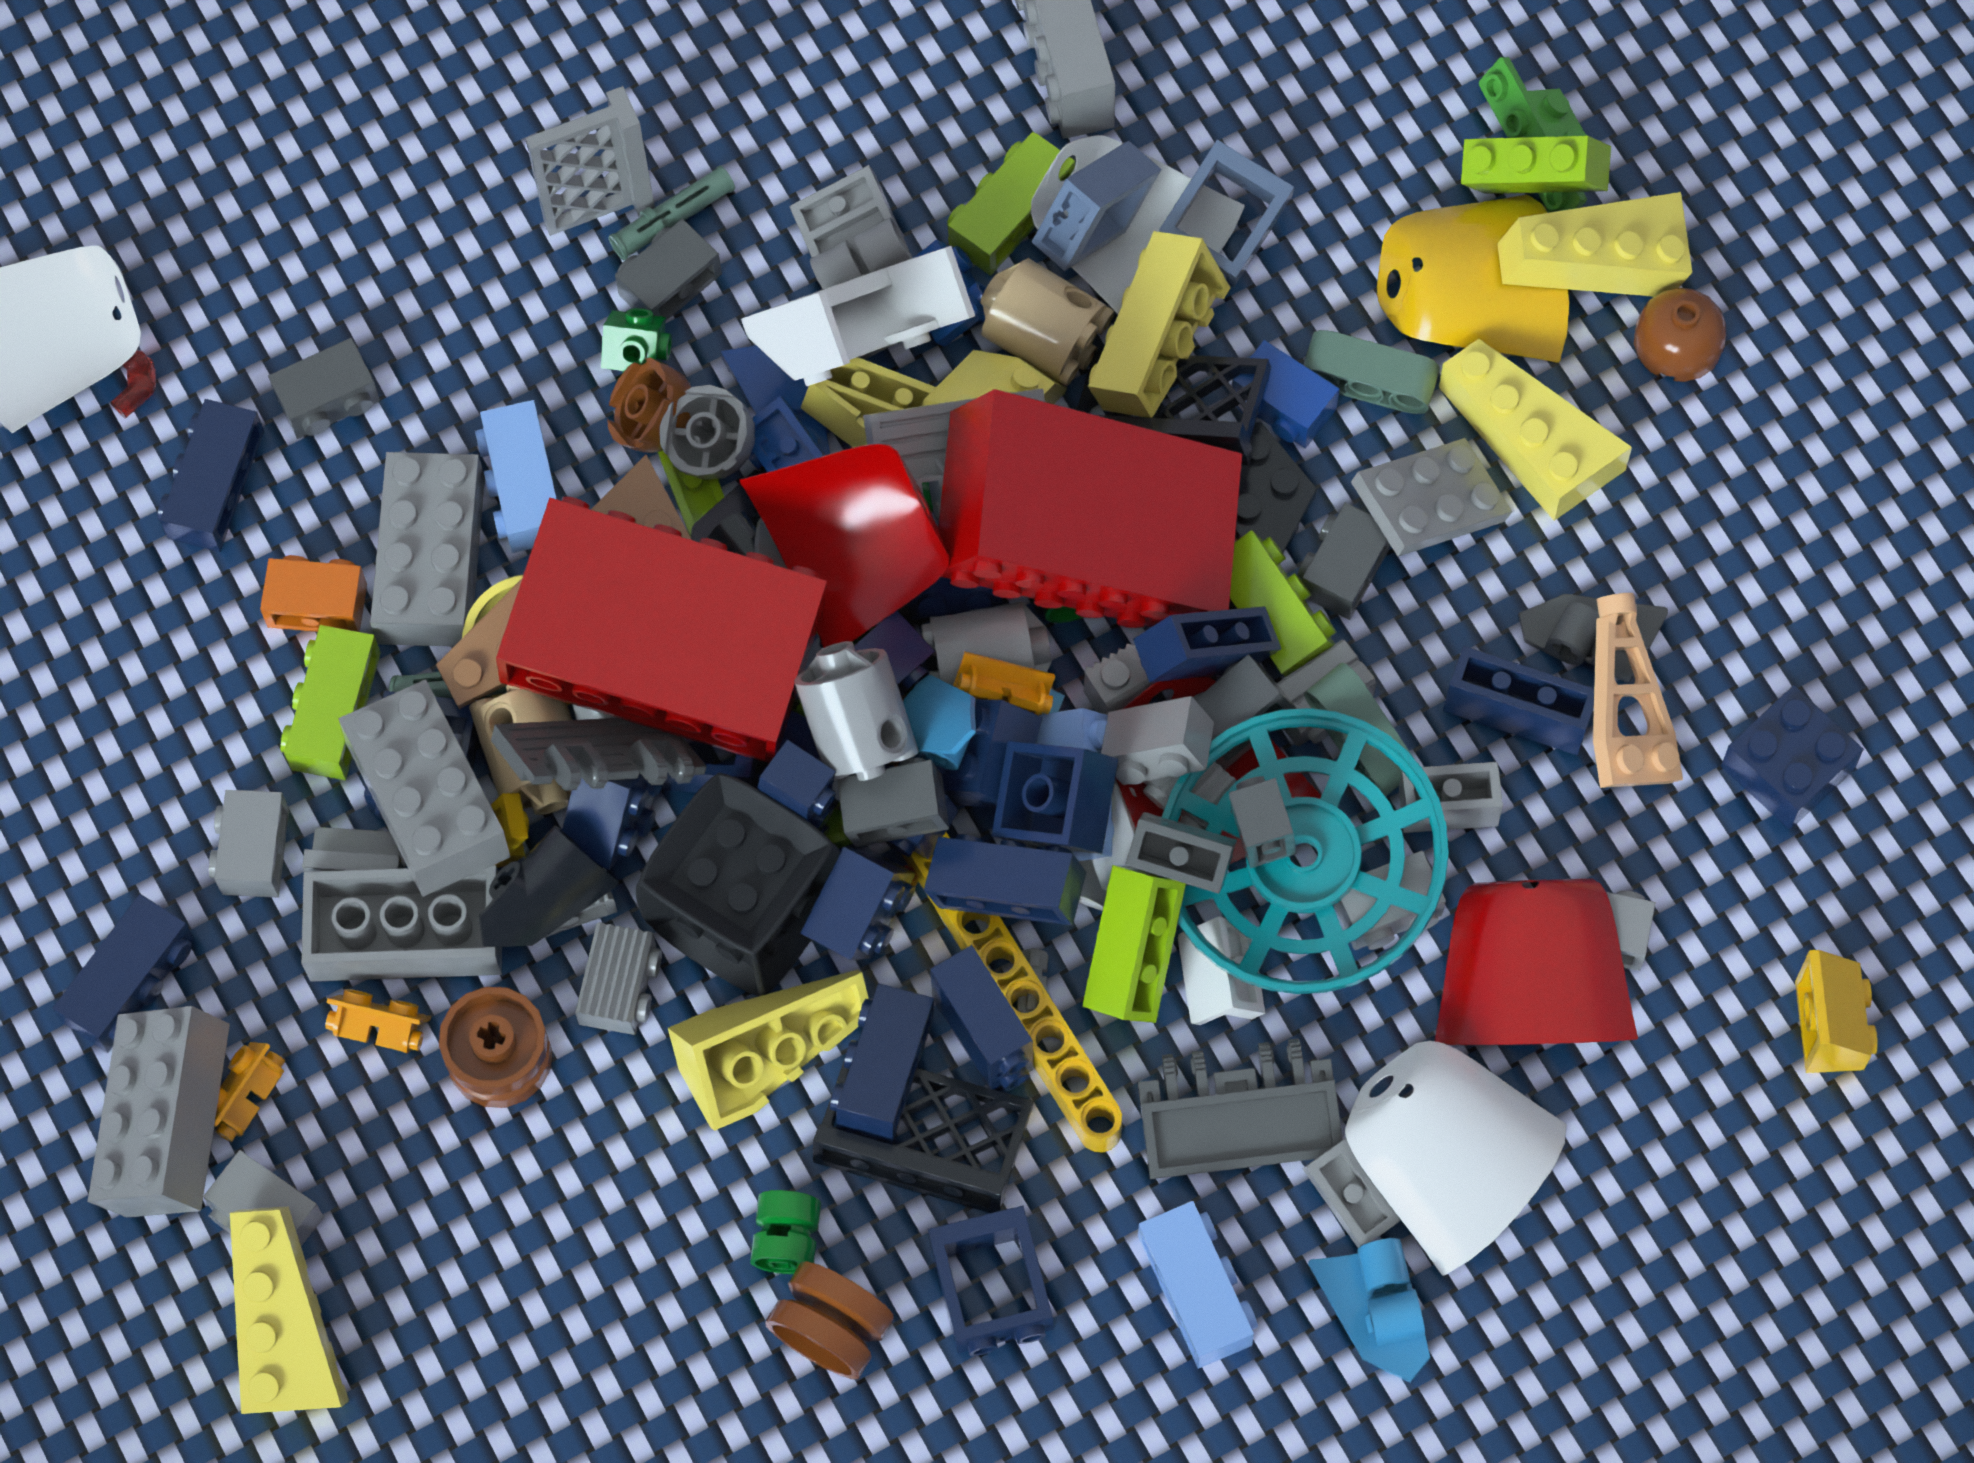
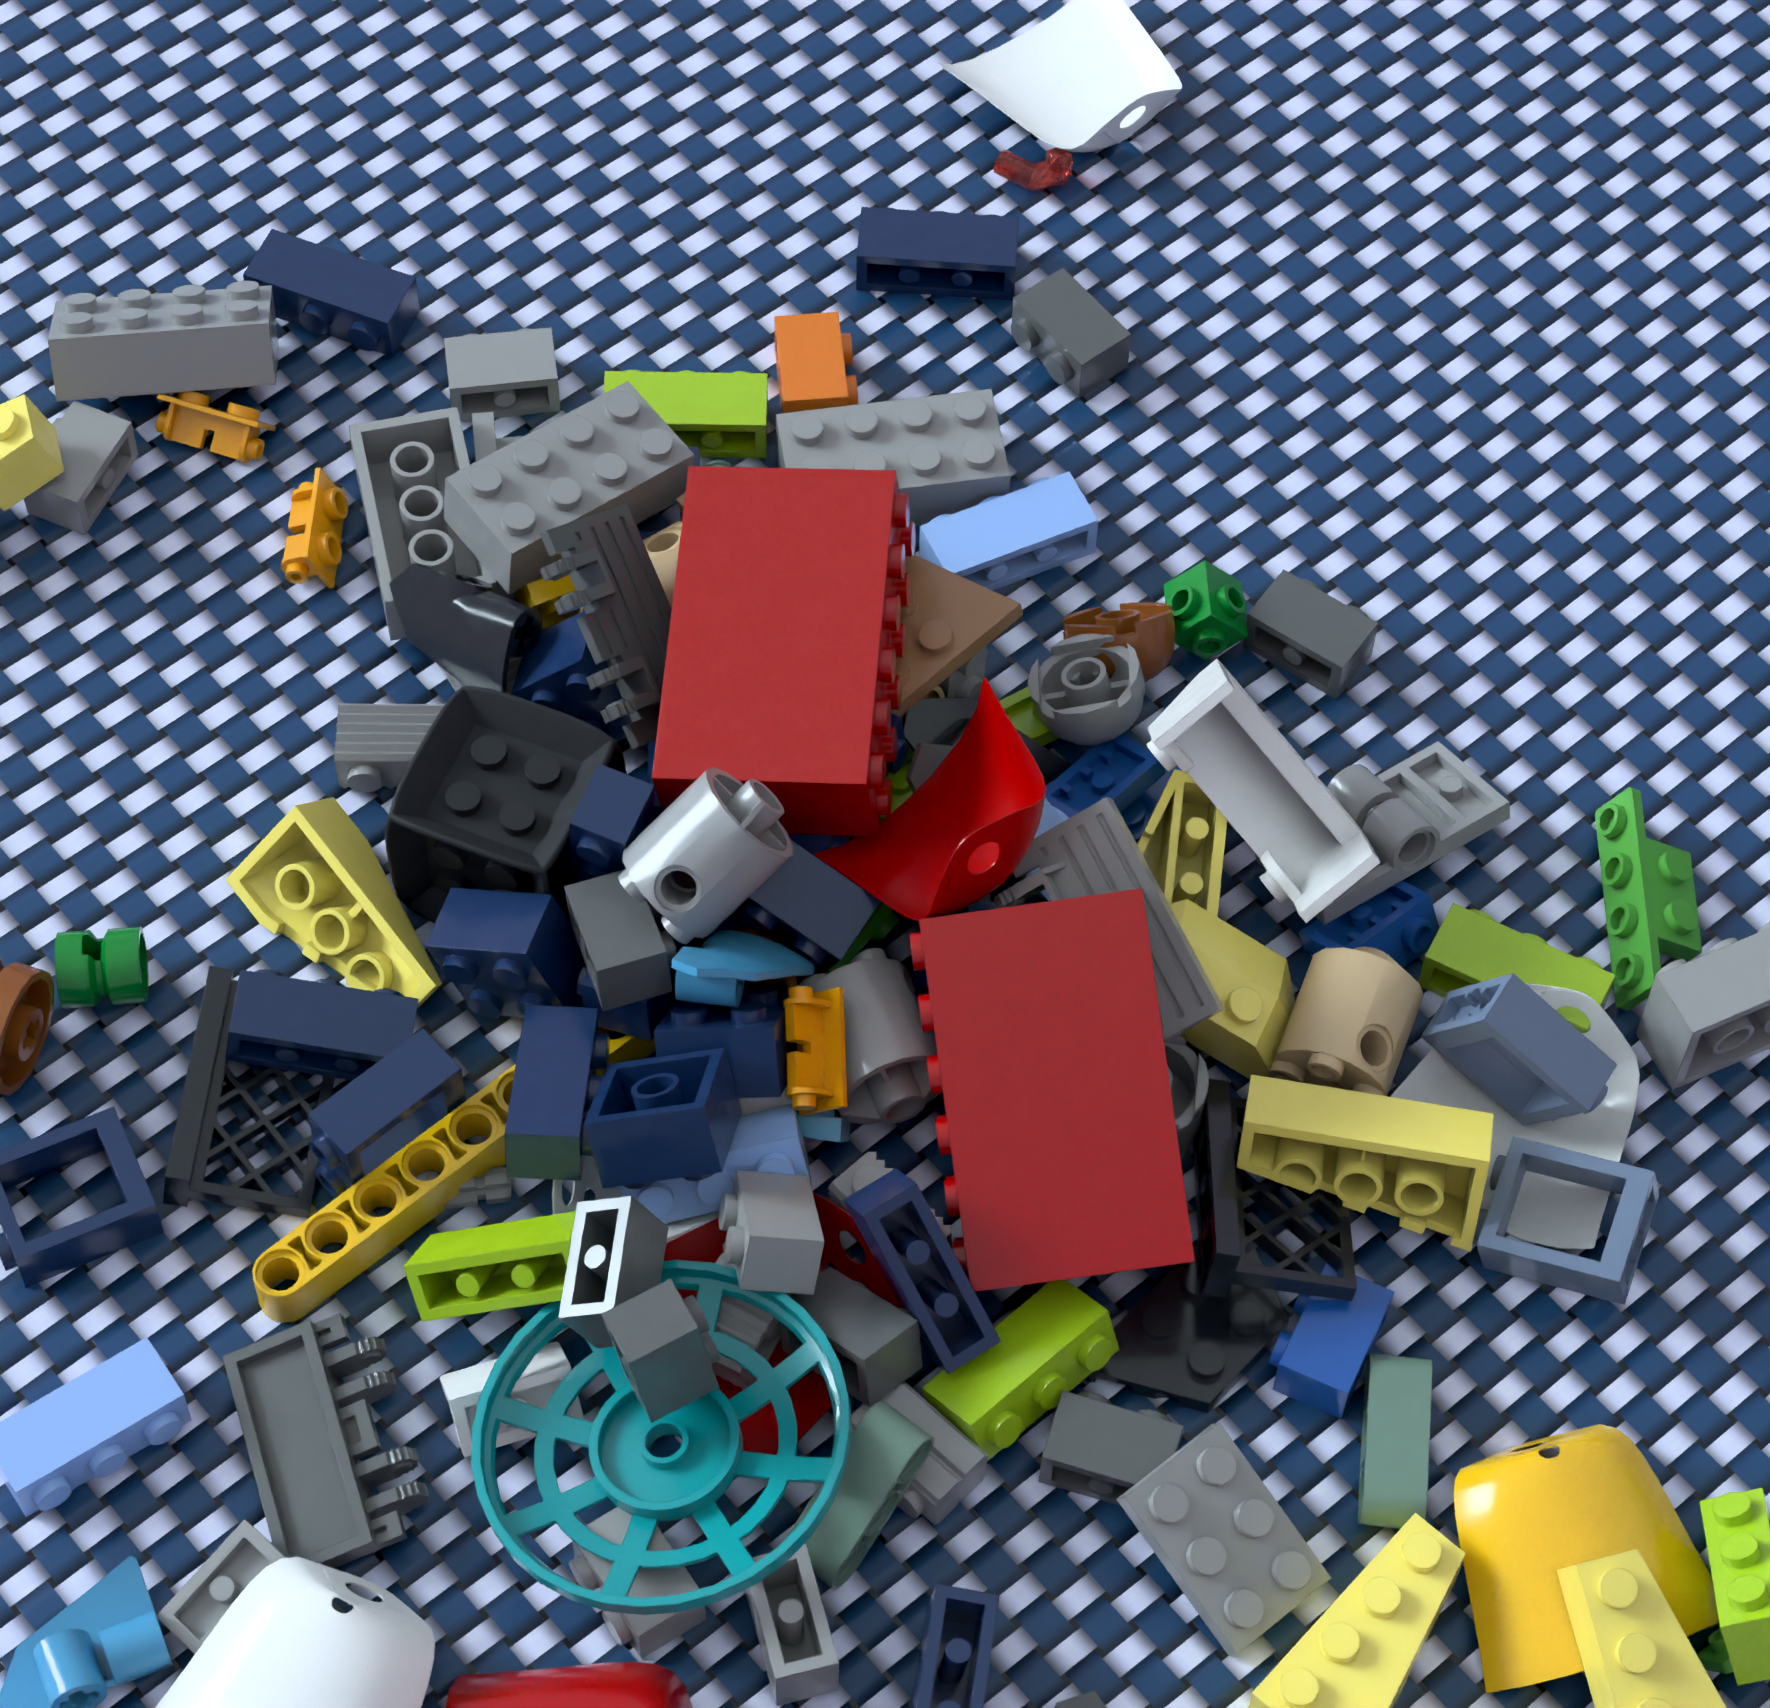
camera: 75 degrees right, 10 degrees down
(521, 1051) = (290, 639): dark orange wheel -> none
(623, 159) = (1428, 511): light grey fence -> none
(680, 206) = (1398, 626): sand green pin -> none
(956, 101) = (1645, 898): none -> bright green bracket

